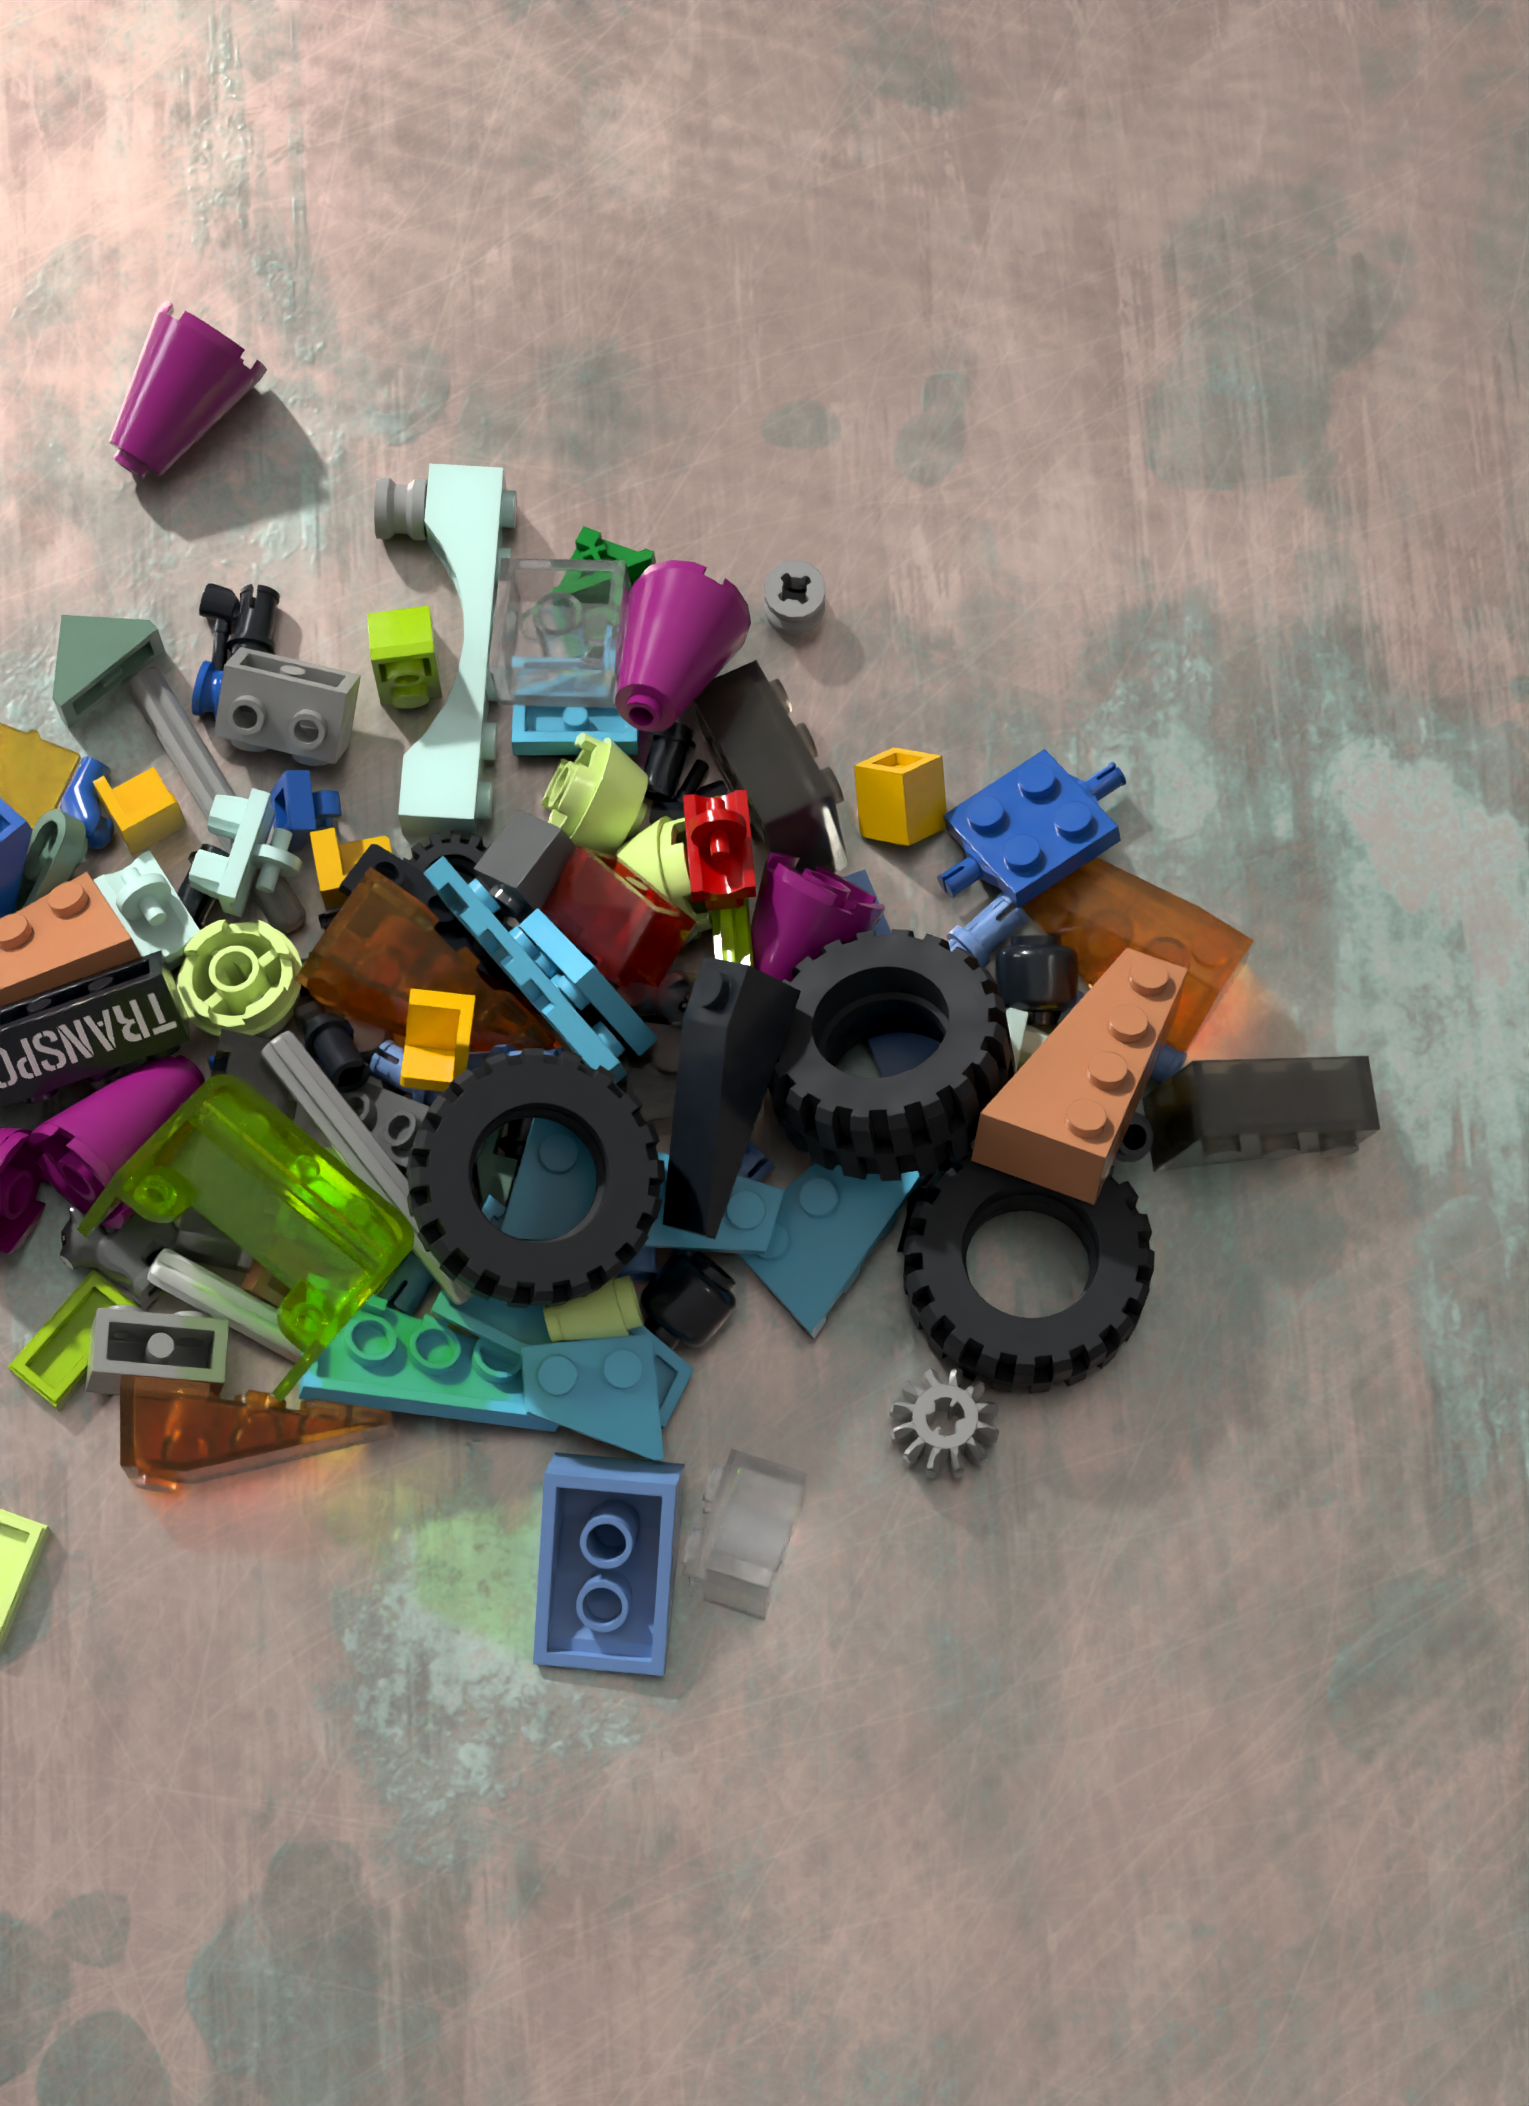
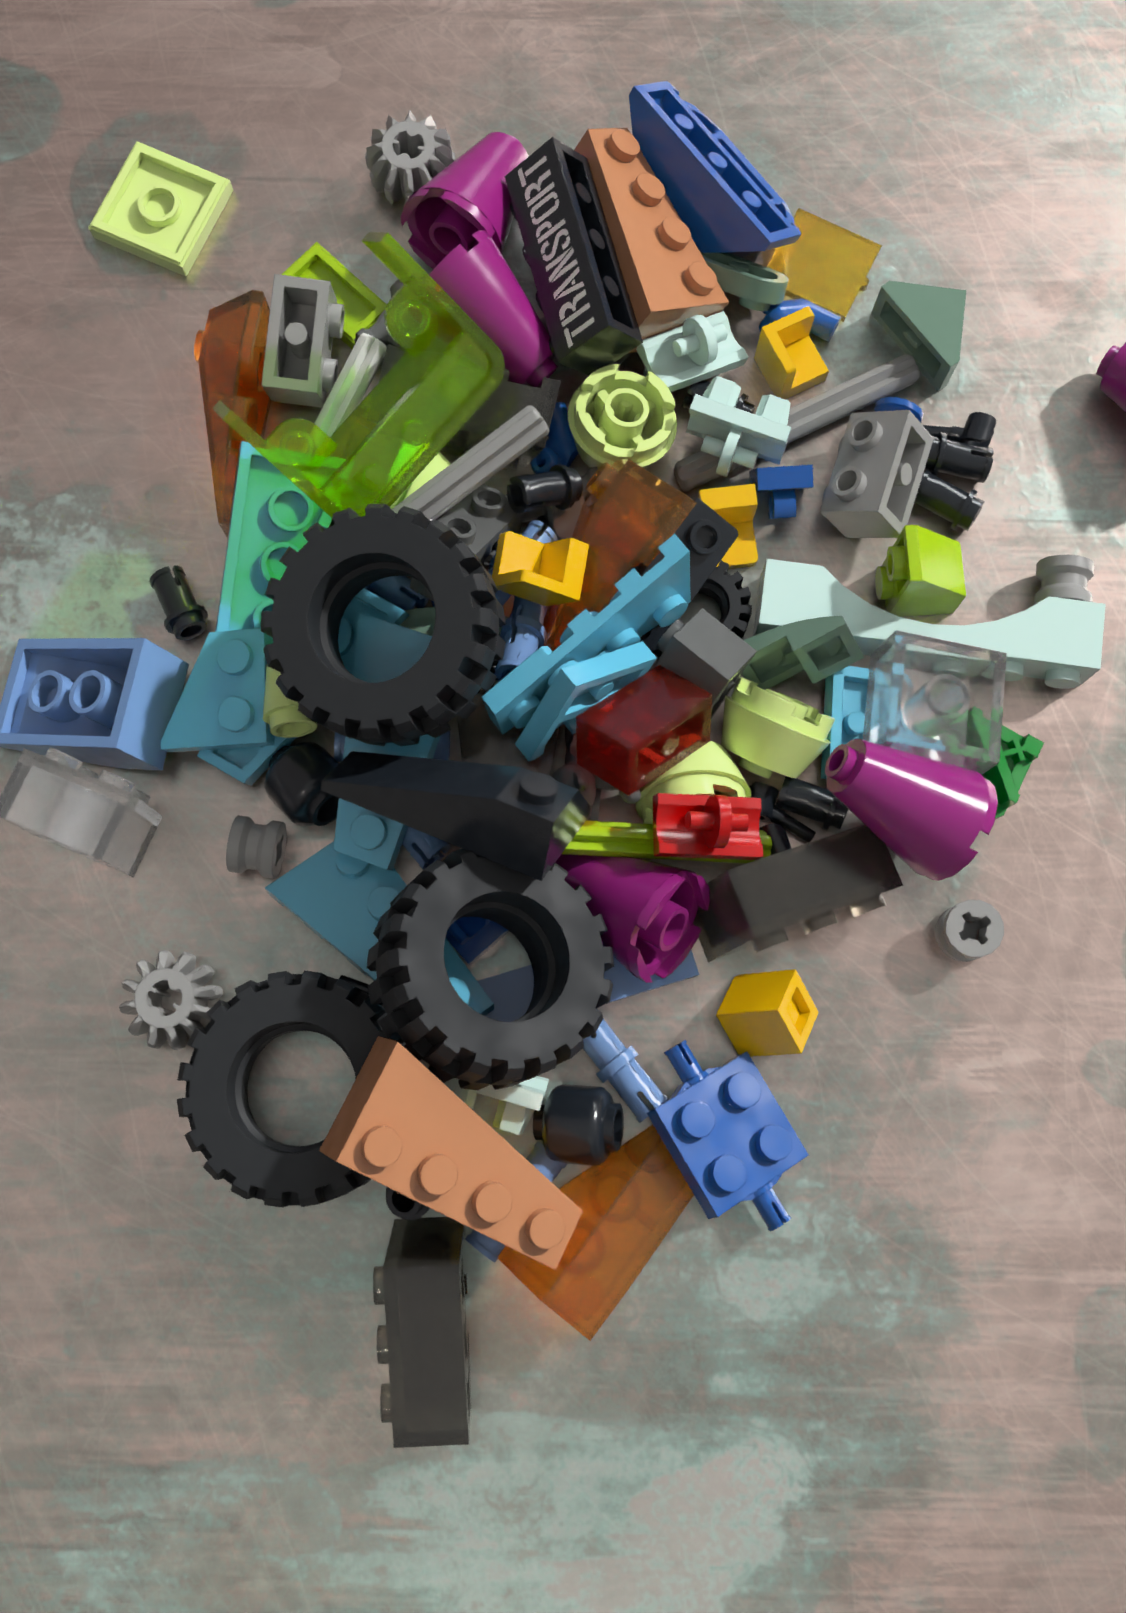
camera: 95 degrees right, 5 degrees up
(309, 628) = (948, 501): none -> black pin
(480, 1476) = (183, 614): none -> black pin
(497, 758) = (812, 645): none -> sand green slope
(764, 1349) = (256, 846): none -> light grey wheel

